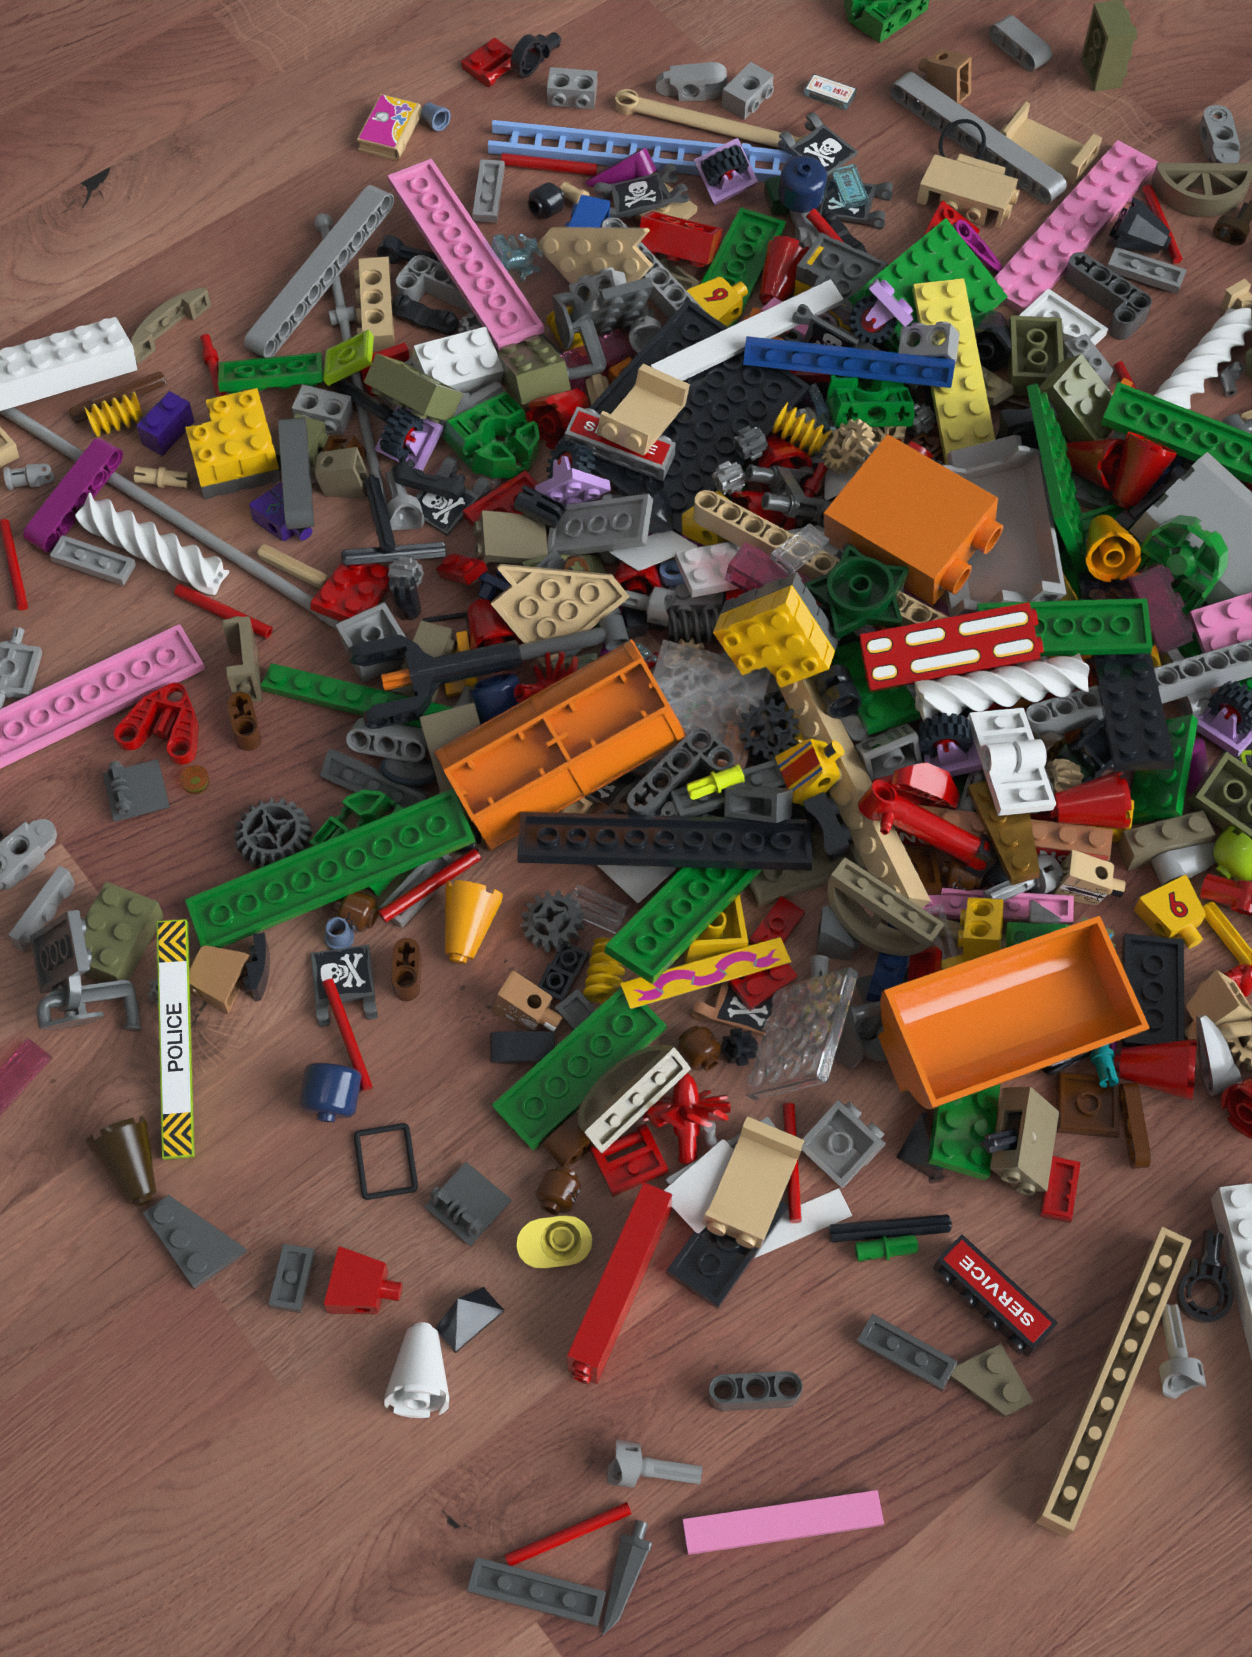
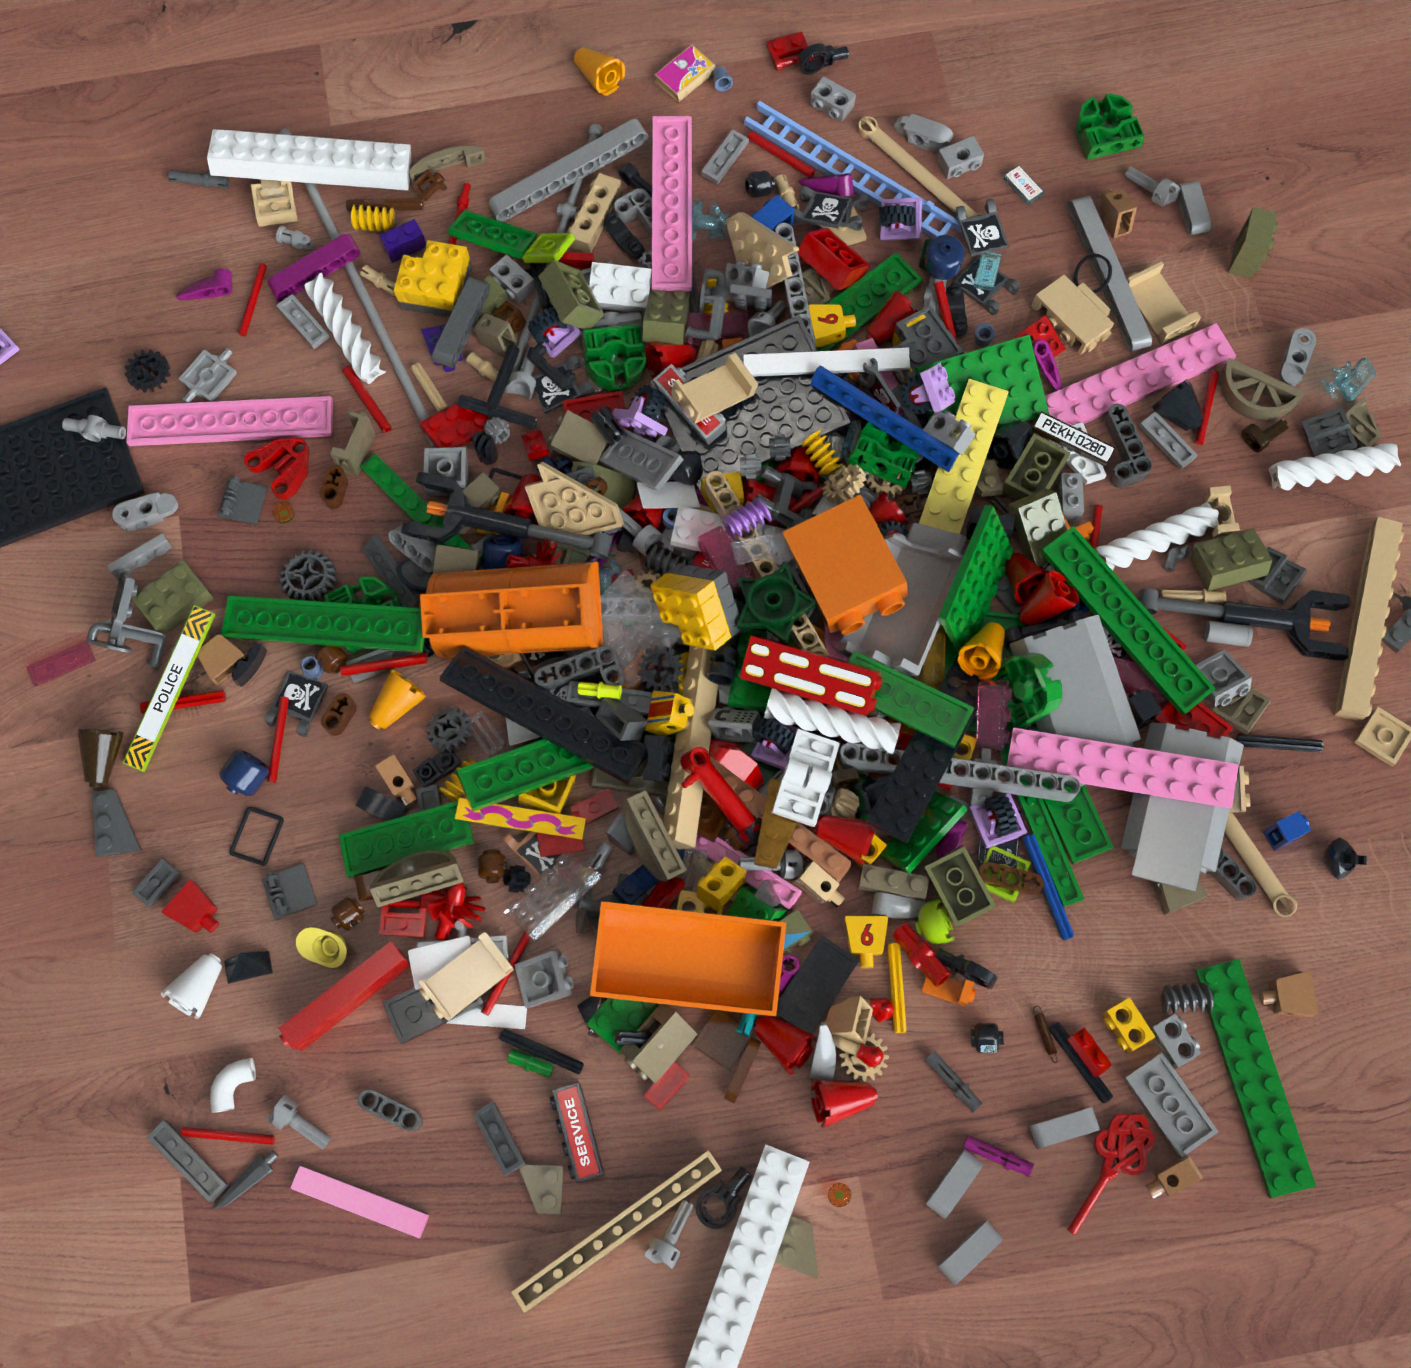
camera: 30 degrees right, 10 degrees up
(159, 353) = (429, 183): none -> reddish brown bracket
(207, 1044) = (193, 700): none -> red axle
(290, 157) = (600, 69): none -> light orange cone
(347, 516) = (484, 367): none -> tan pin
(530, 1465) = (227, 1080): none -> white cylinder
(772, 519) = (746, 516): none -> medium lavender piece
(888, 247) = (984, 330): none -> sand blue piece
(982, 39) = (1161, 193): none -> light grey piece
(1053, 305) = (1073, 438): none -> tile

